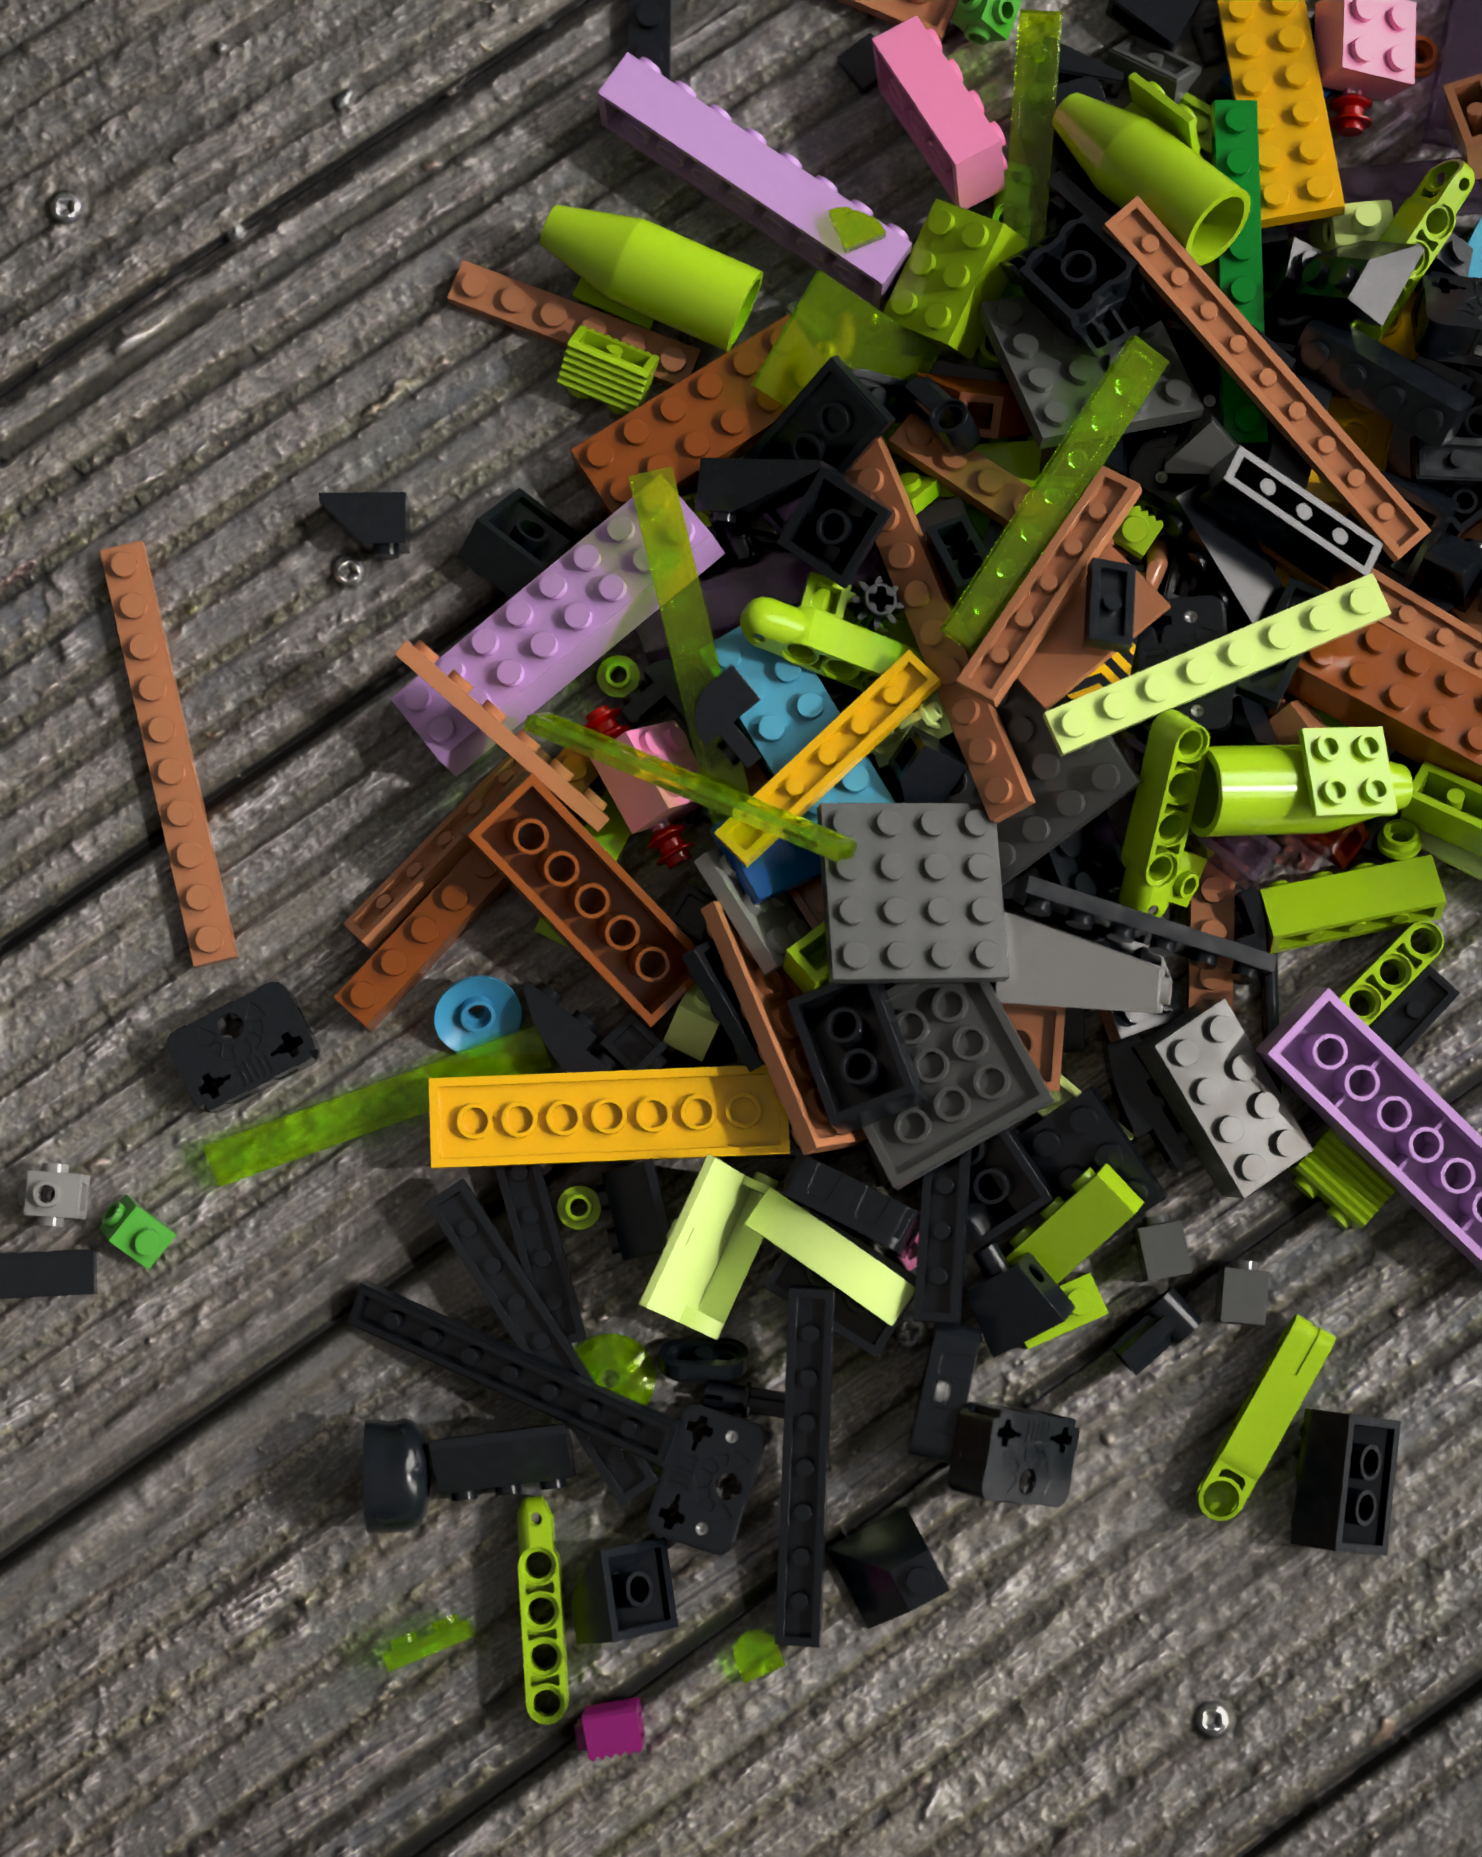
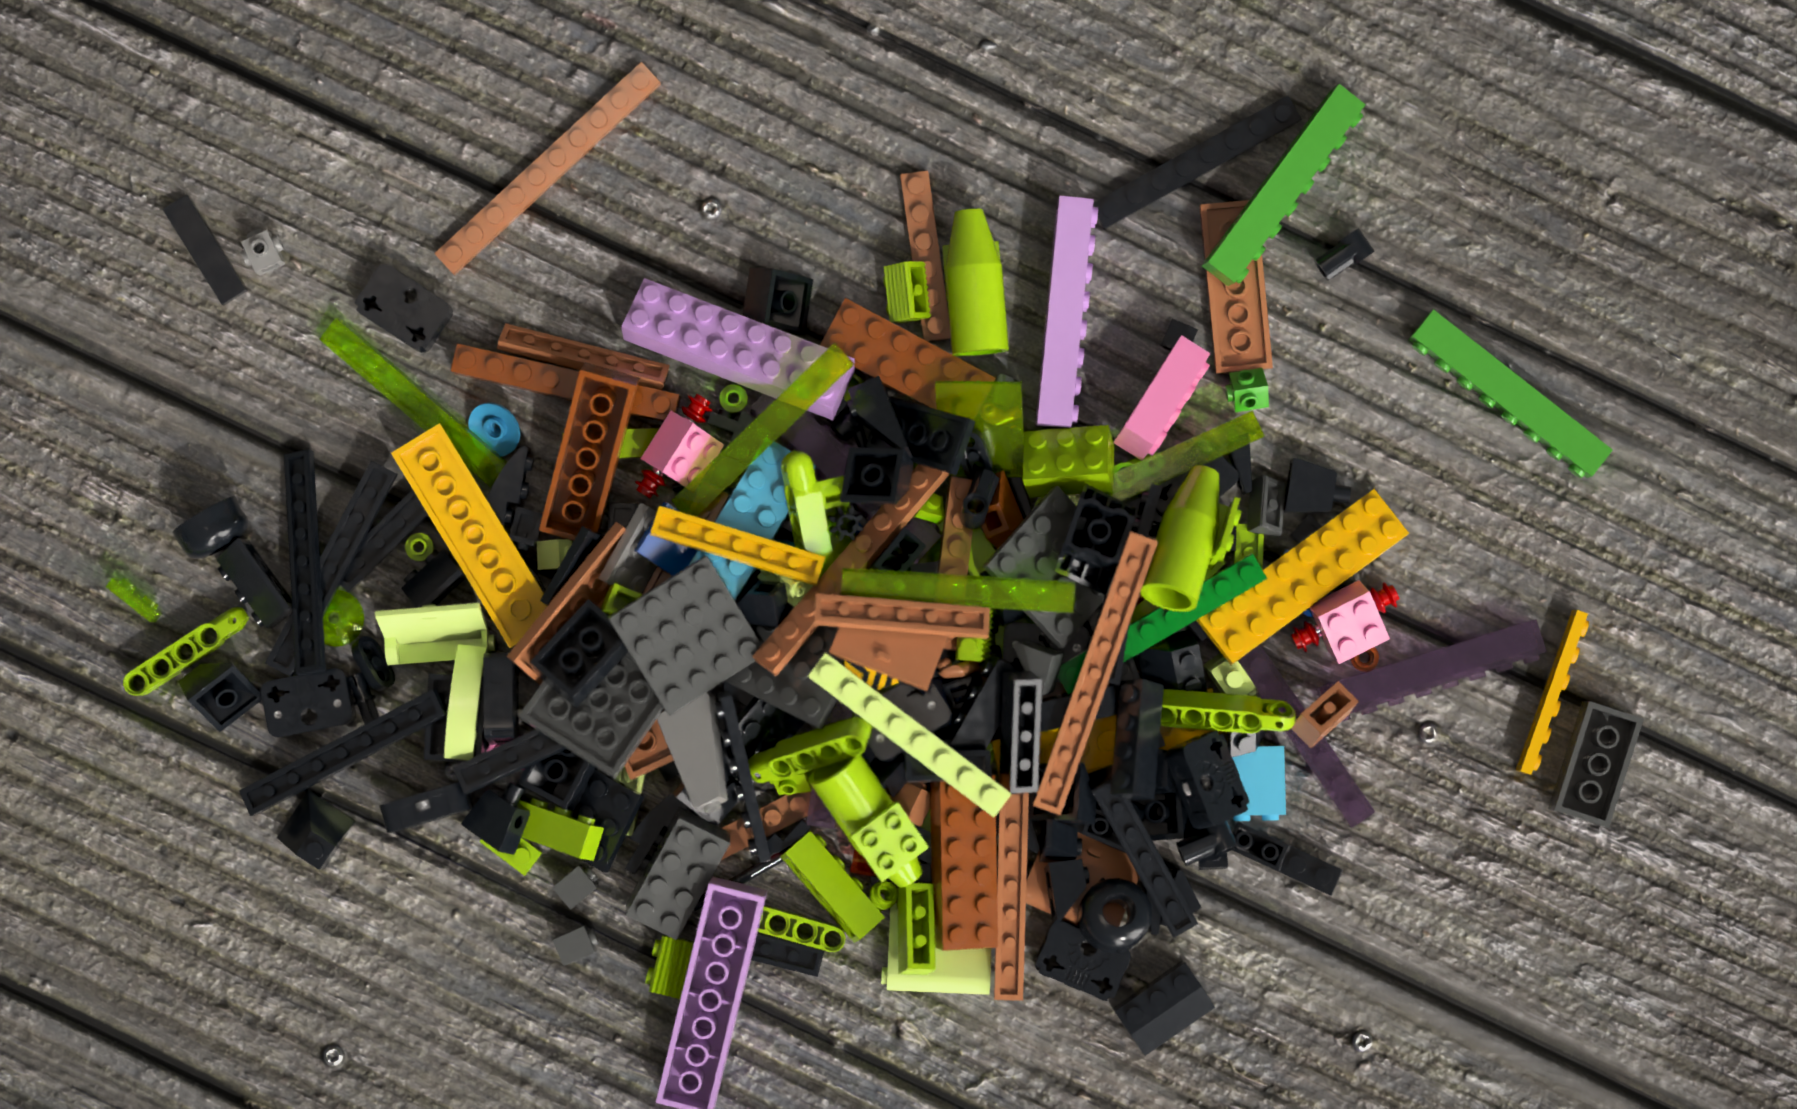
camera: 55 degrees right, 5 degrees up
(136, 1231) = (268, 307): bright green bracket -> none
(373, 520) = (744, 208): black slope -> none
(489, 720) = (655, 344): nougat plate -> none
(611, 1729) = (142, 726): magenta brick -> none
(692, 786) = (677, 478): clear neon green tile -> none
(716, 709) = (733, 468): black brick -> none
(757, 1654) = (228, 784): clear neon green tile -> none
(855, 228) = (1060, 389): clear neon green tile -> none
(1013, 1454) = (412, 864): black axle -> none
(1109, 605) = (905, 656): black plate -> none
(1163, 1324) = (535, 910): black piece -> none
(1263, 1418) = (513, 994): lime piece -> none
(1345, 1482) = (503, 1059): black slope -> none
(1359, 280) = (1191, 694): black slope -> none

